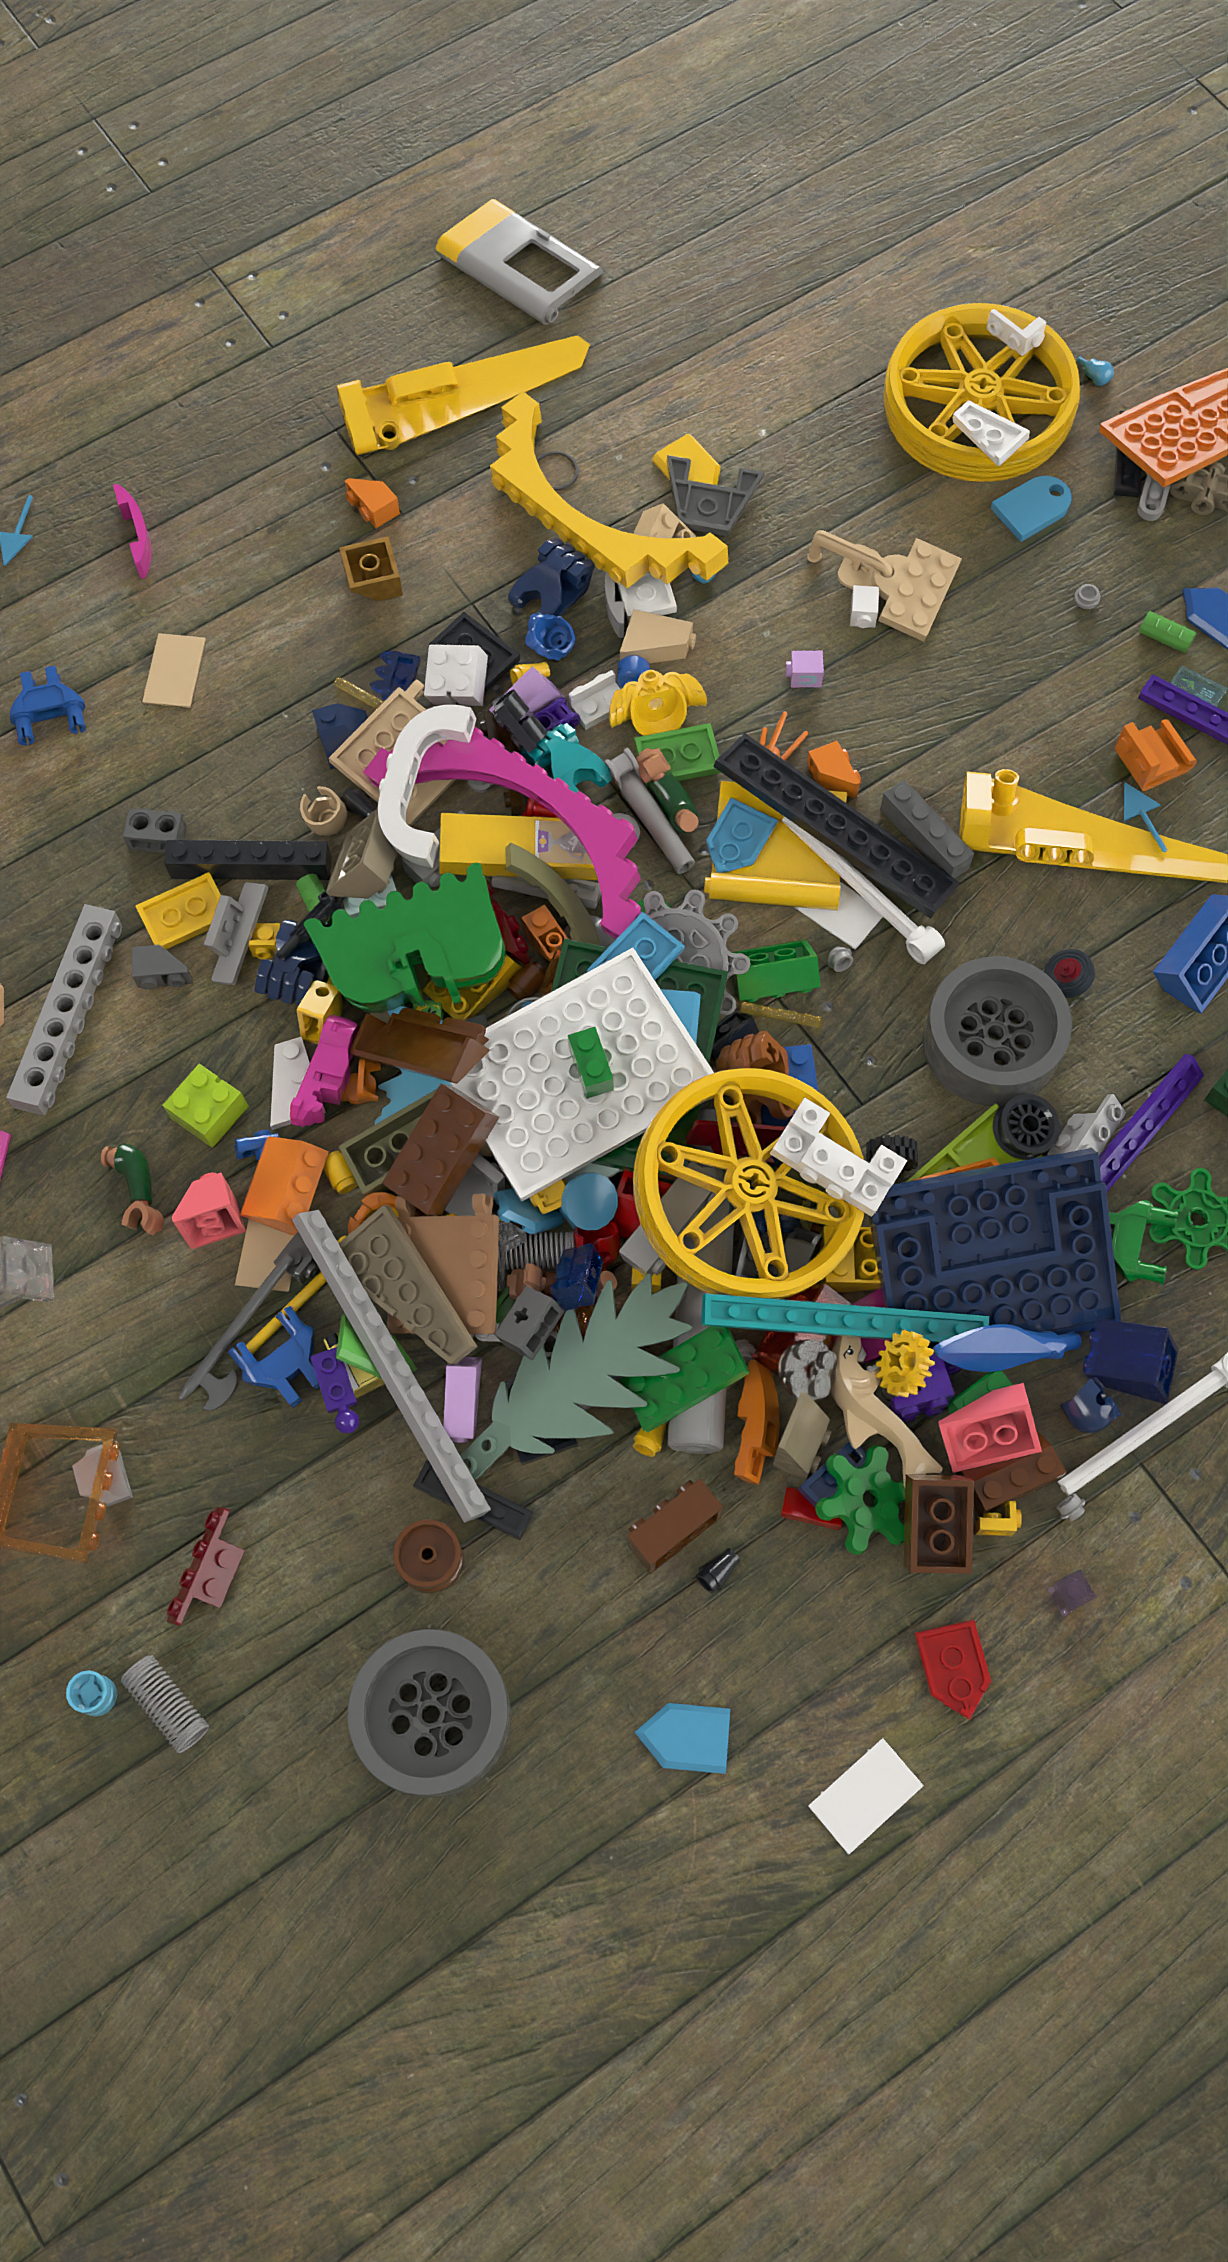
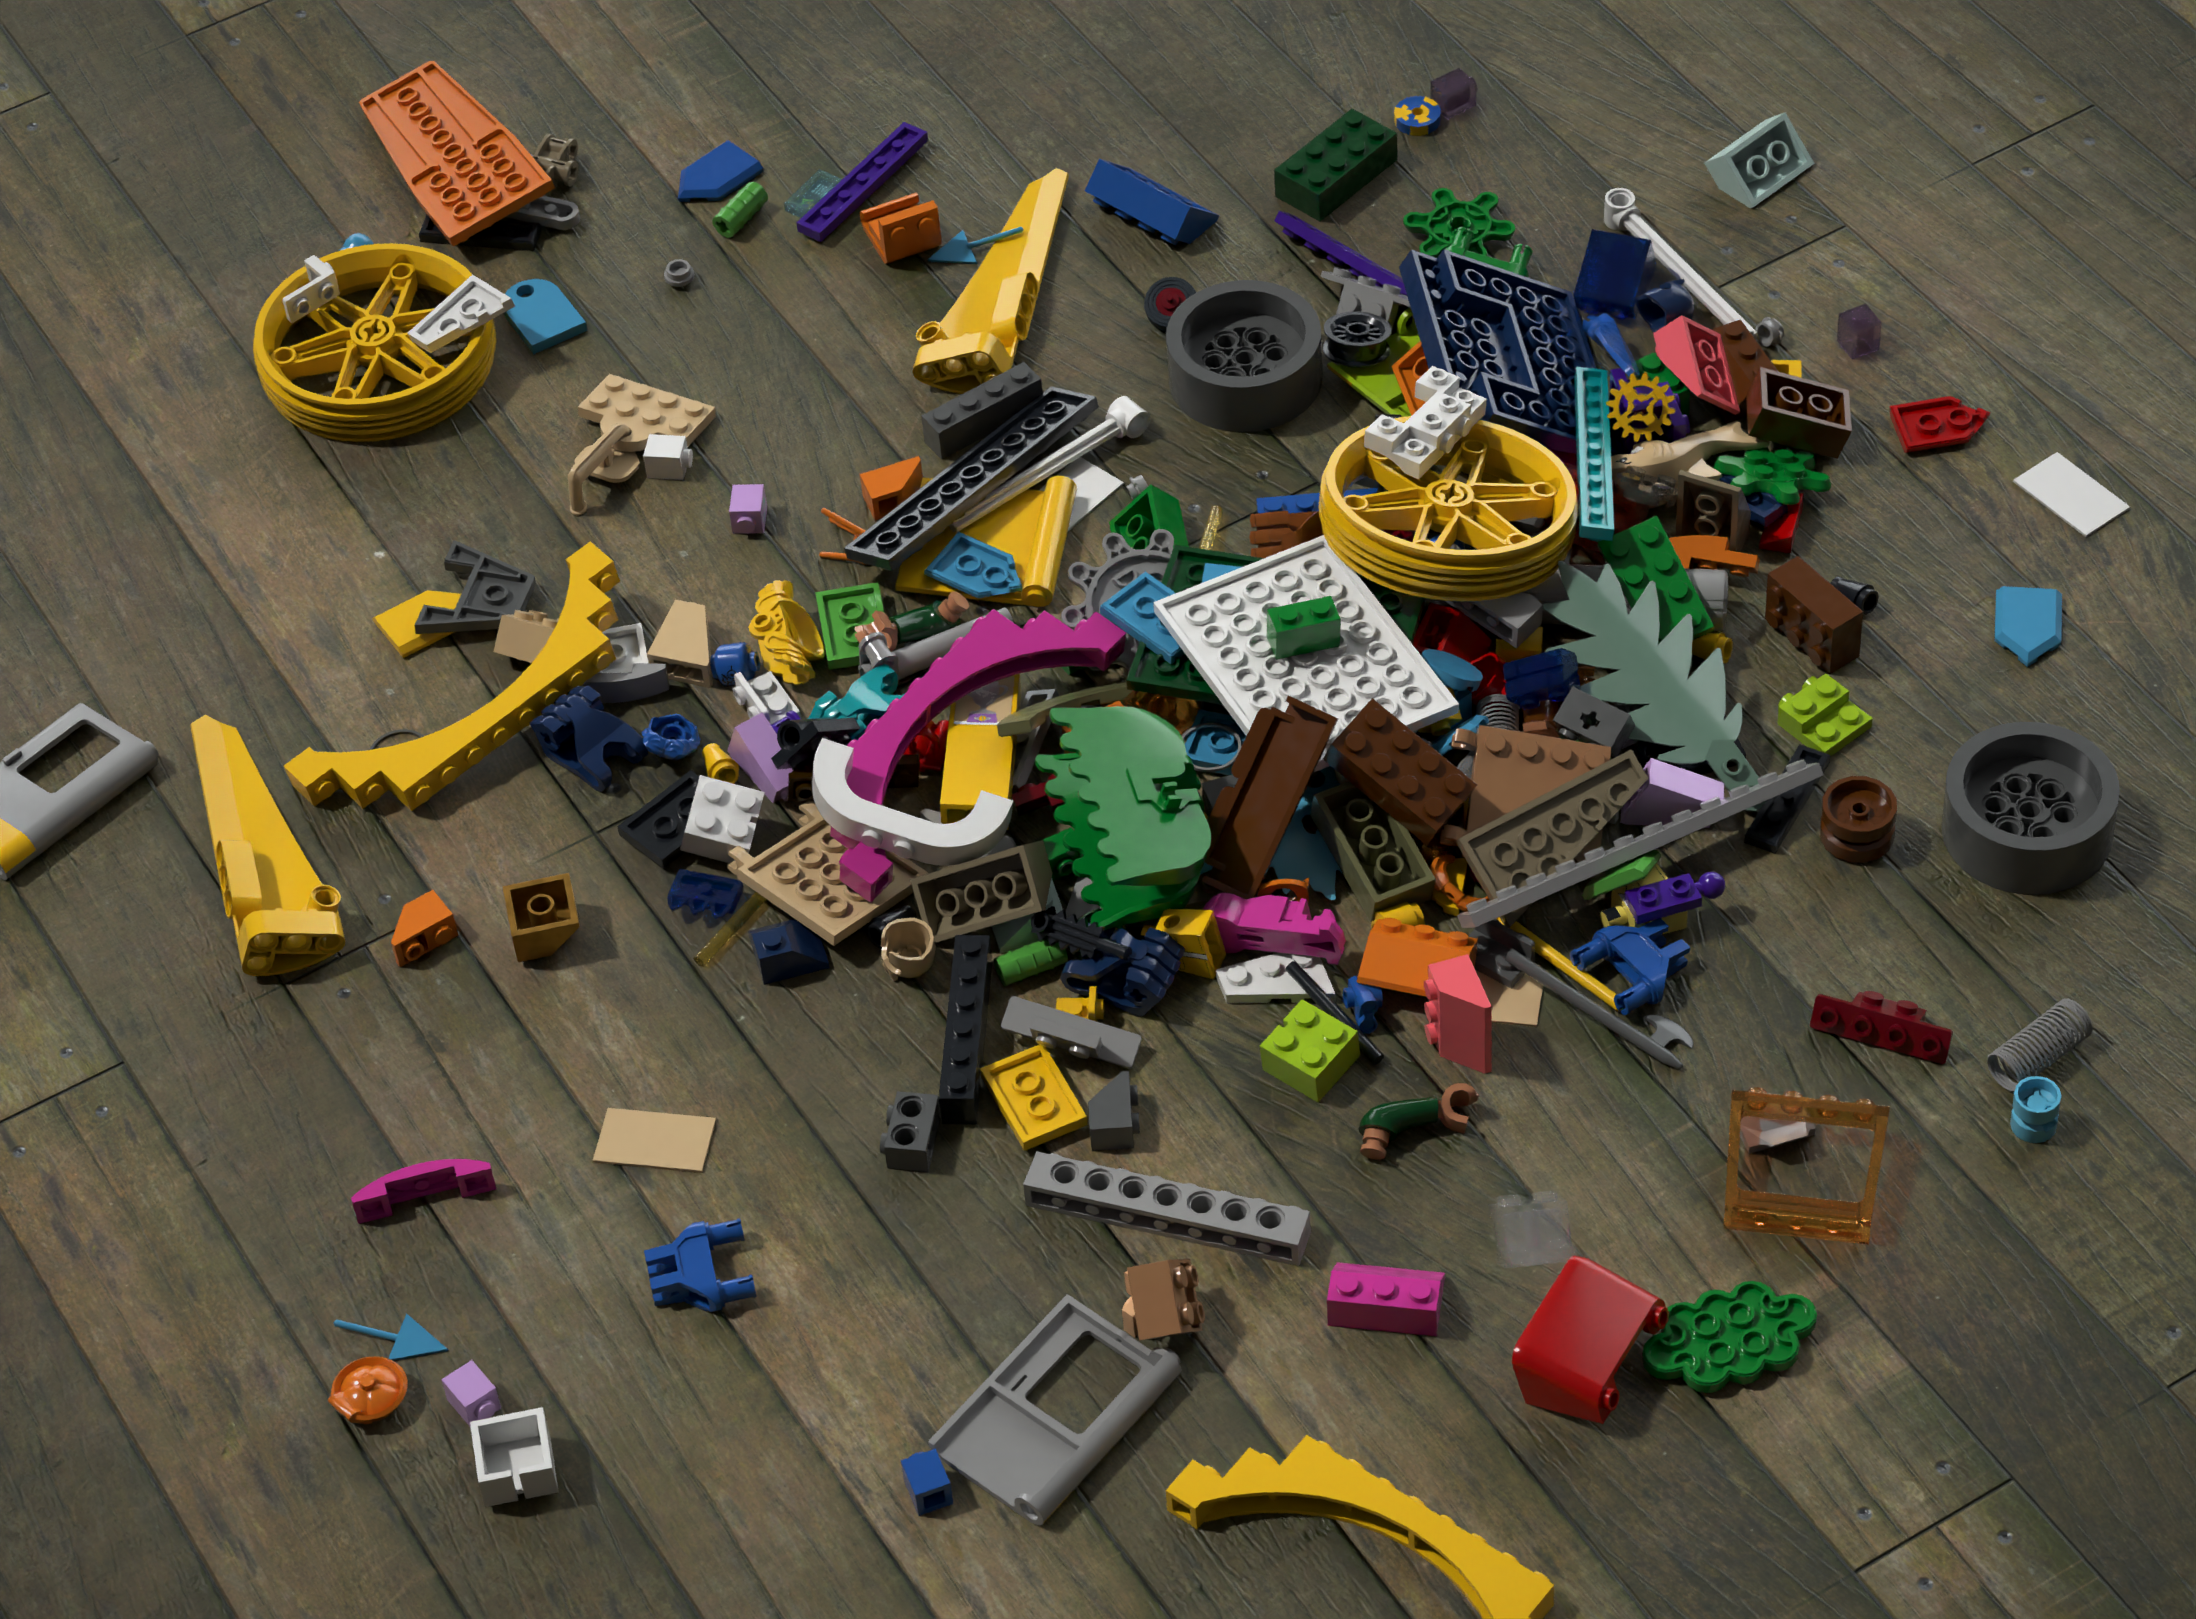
camera: 85 degrees left, 20 degrees down
(248, 1124) = (1332, 1009): none -> black bar
(566, 1535) = (1822, 715): none -> lime plate

